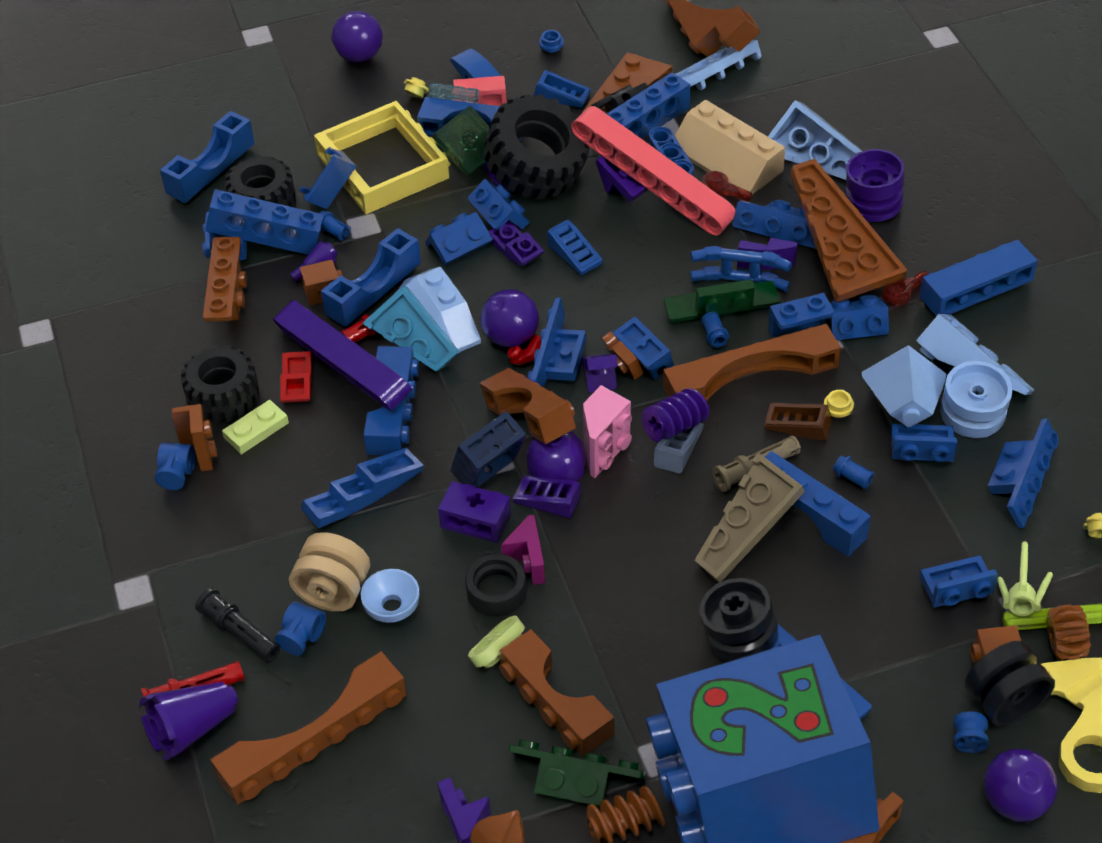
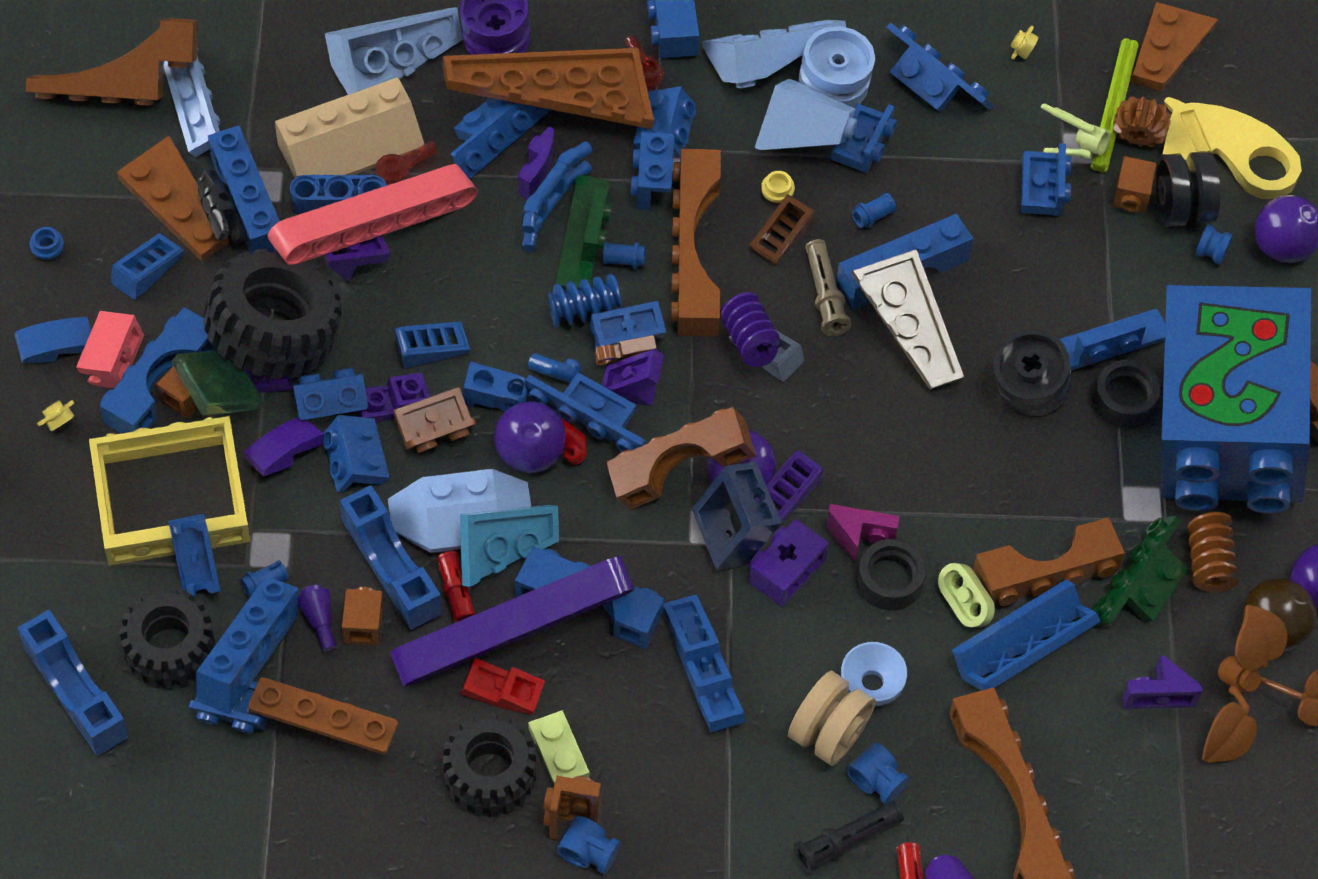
camera: 75 degrees left, 10 degrees up
(440, 195) = (277, 447): none -> dark purple slope
(454, 93) = (117, 370): clear light blue axle -> none
(470, 689) = (1022, 634): none -> blue fence
(504, 267) = (434, 419): none -> dark orange bracket
(546, 289) = (493, 387): none -> blue leg
(585, 321) = (555, 369): none -> blue arm
(605, 428) = (741, 387): bright pink slope -> none
(653, 313) = (584, 299): none -> blue piece

